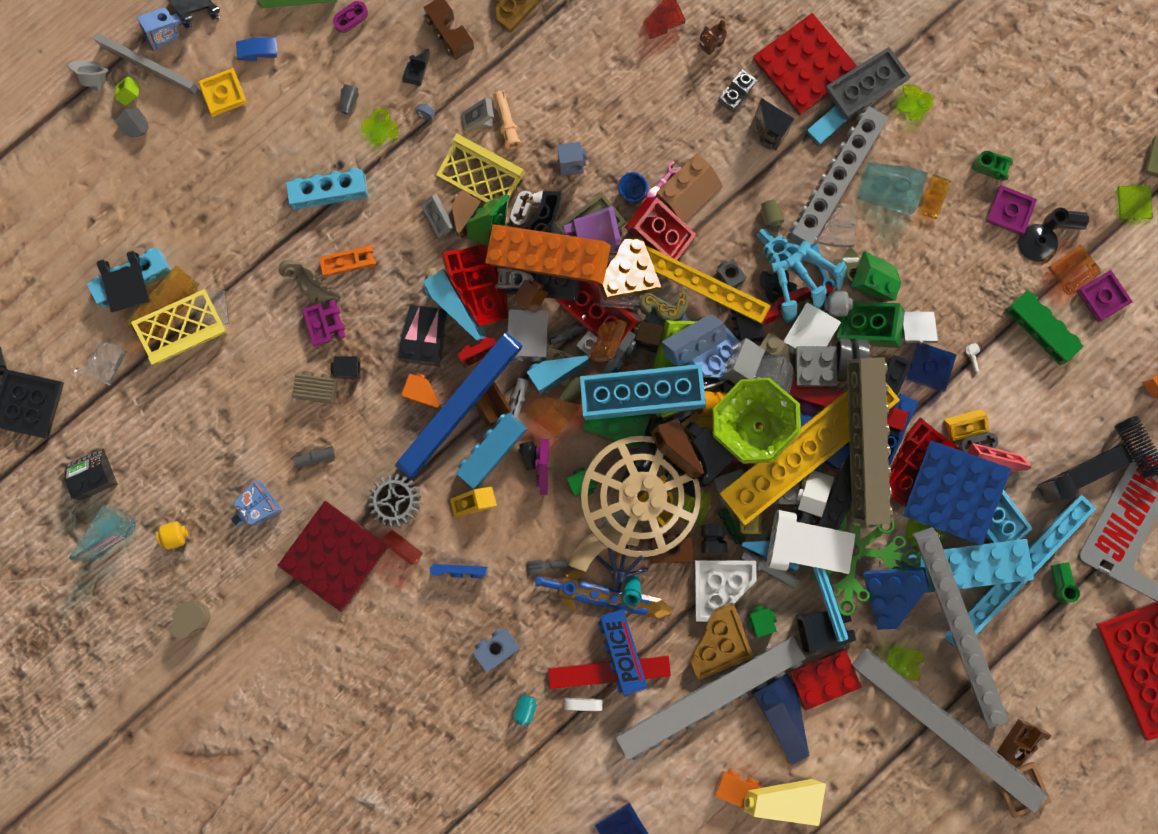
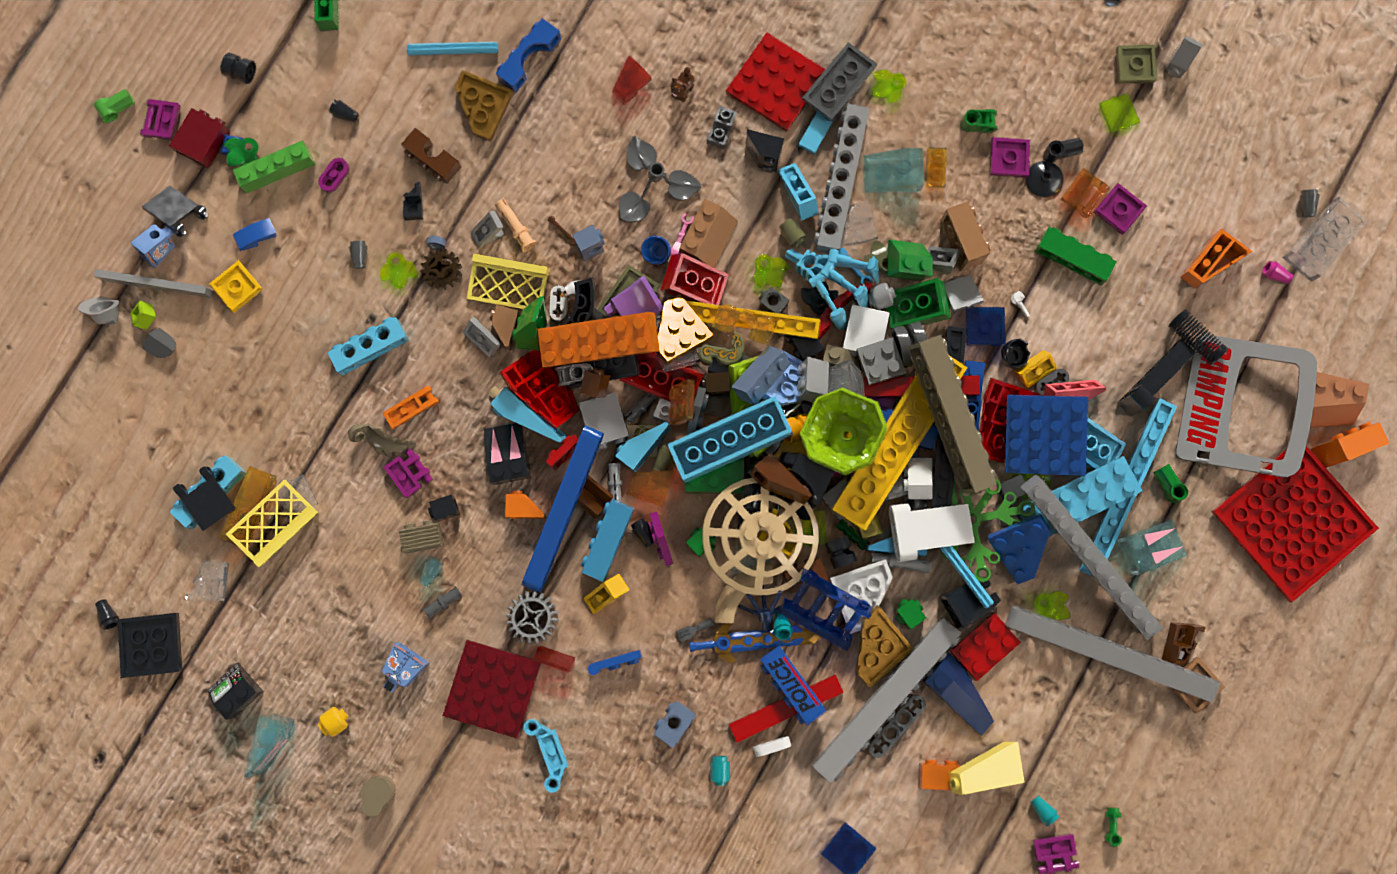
camera: 20 degrees left, 0 degrees up
(313, 423) = (430, 571): none -> clear light blue cone
(369, 635) = (552, 752): none -> medium azure plate
(427, 144) = (433, 270): none -> dark brown gear
(543, 126) = (551, 219): none -> reddish brown hinge
(652, 93) = (643, 155): none -> dark grey plant
(672, 606) = (825, 627): none -> clear blue fence
(709, 294) = (760, 328): none -> clear yellow arch
(713, 729) = (899, 728): none -> dark grey beam
(737, 247) = (771, 273): none -> clear neon green plate
(792, 176) = (799, 191): none -> medium azure slope
(906, 532) = (1013, 485): none -> dark grey brick
(912, 287) = (944, 258): none -> light grey slope
(941, 271) = (965, 235): none -> medium nougat brick
(952, 403) = (1015, 353): none -> black hair
(1024, 639) = (1152, 547): none -> clear light blue slope

